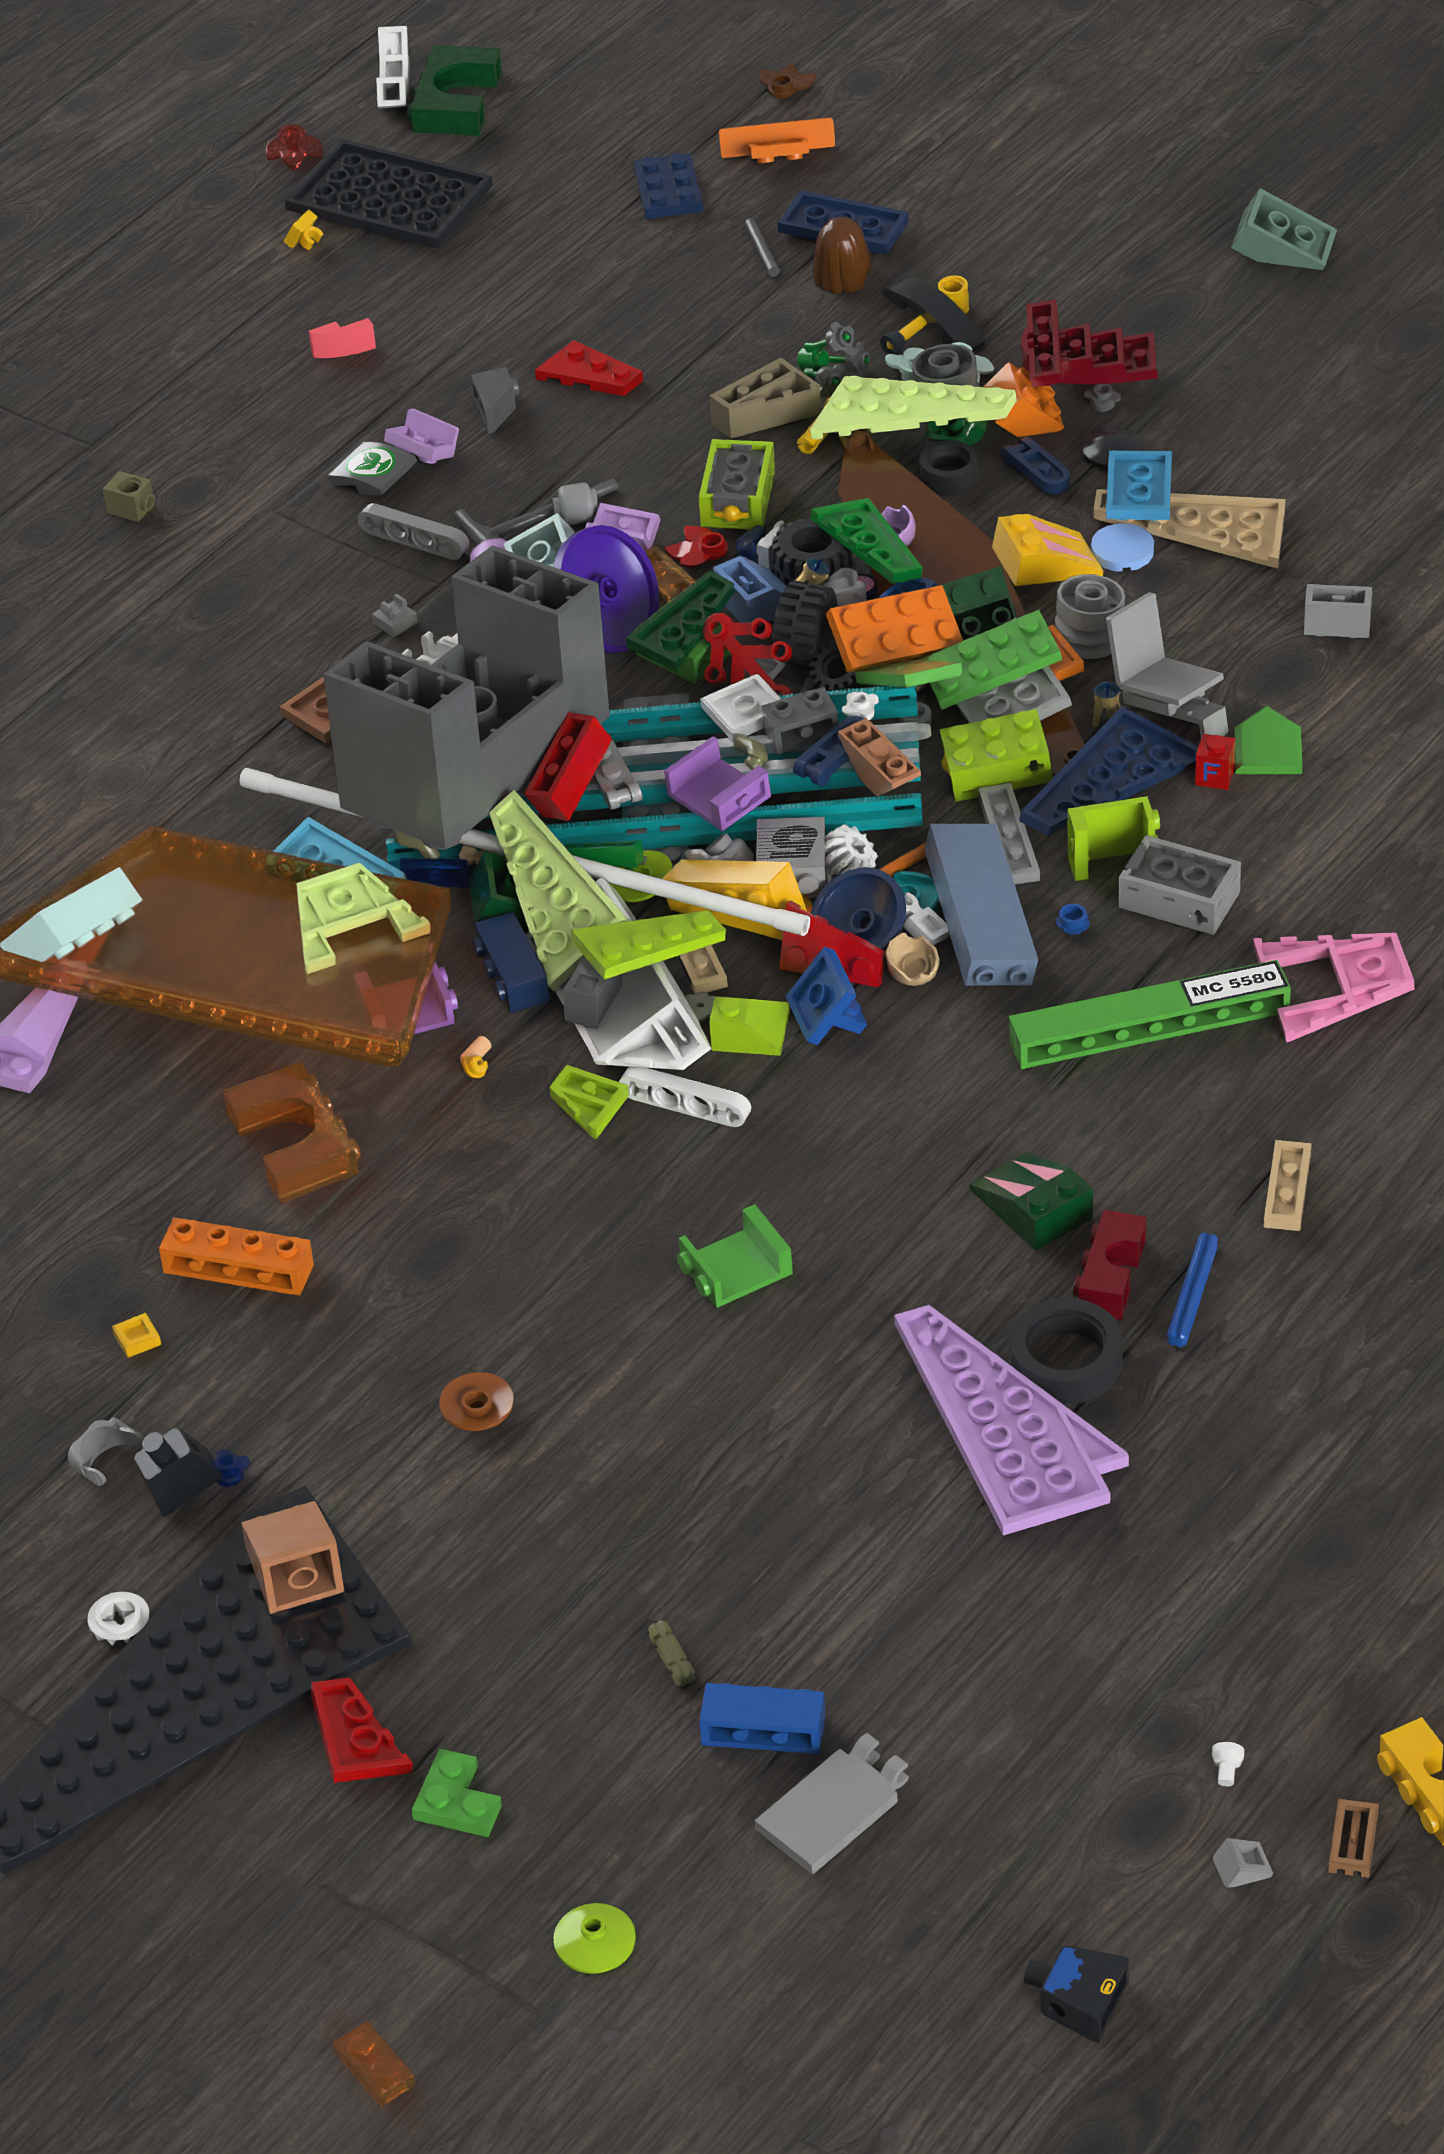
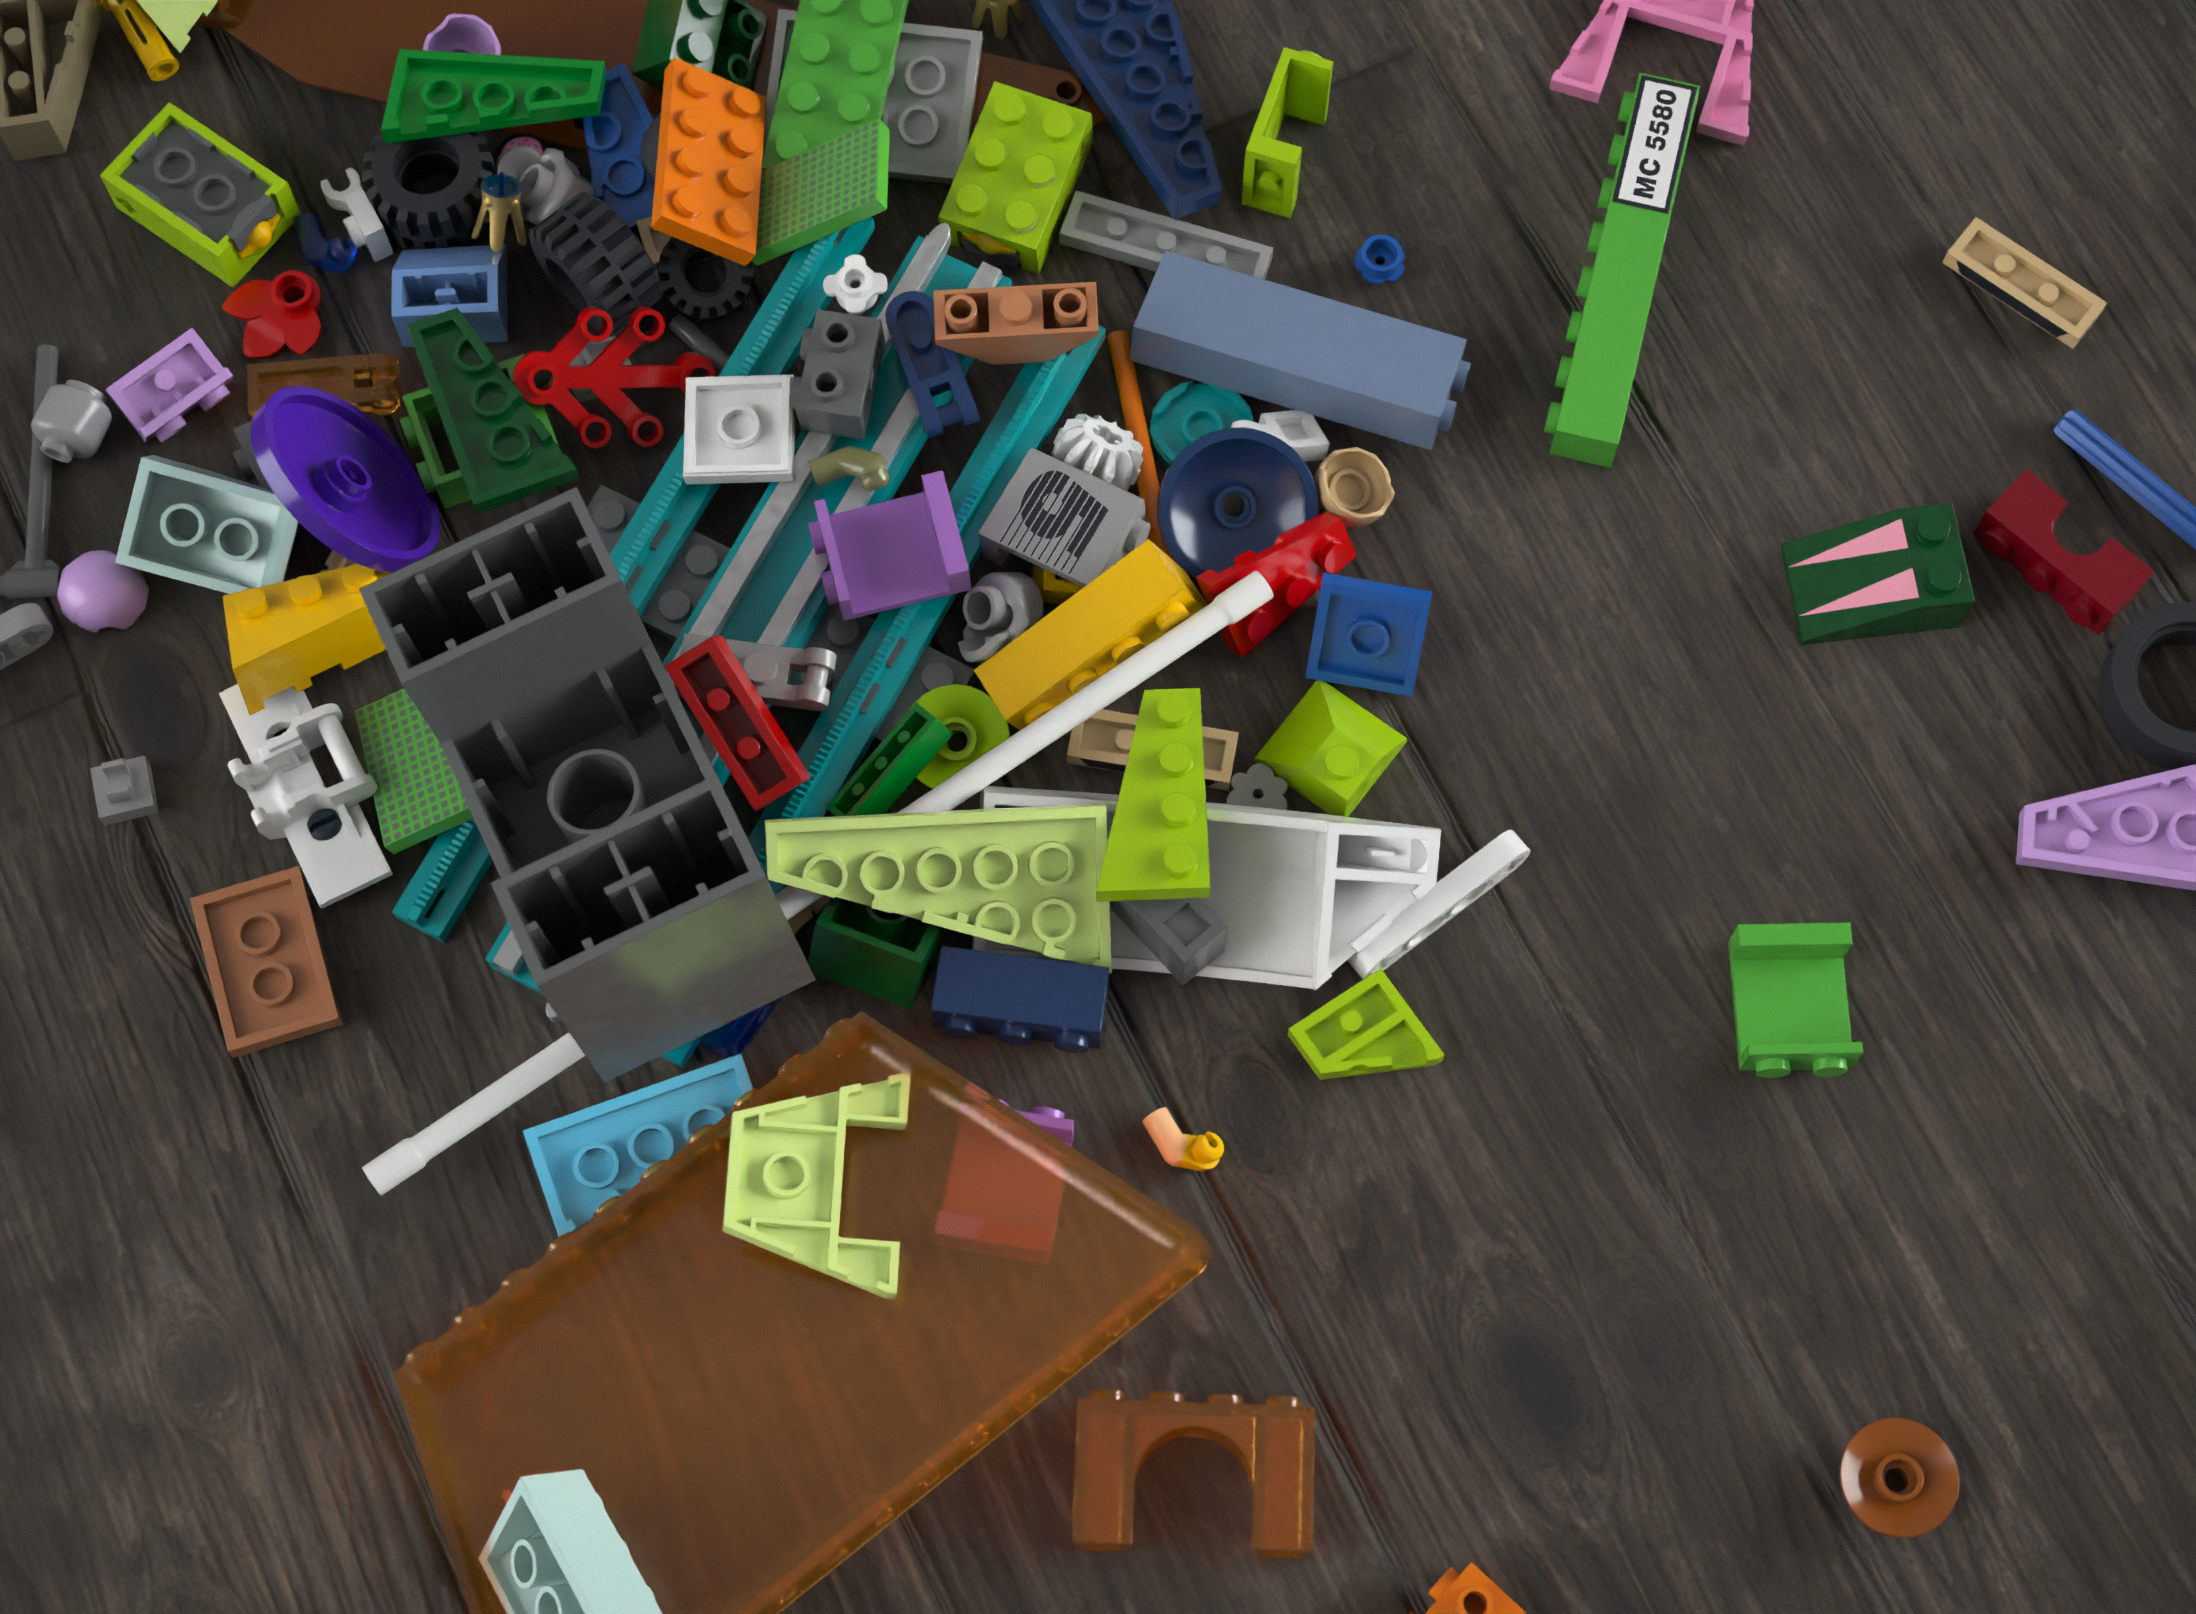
camera: 65 degrees left, 25 degrees up
(1179, 884) = (1417, 104): light grey piece -> none

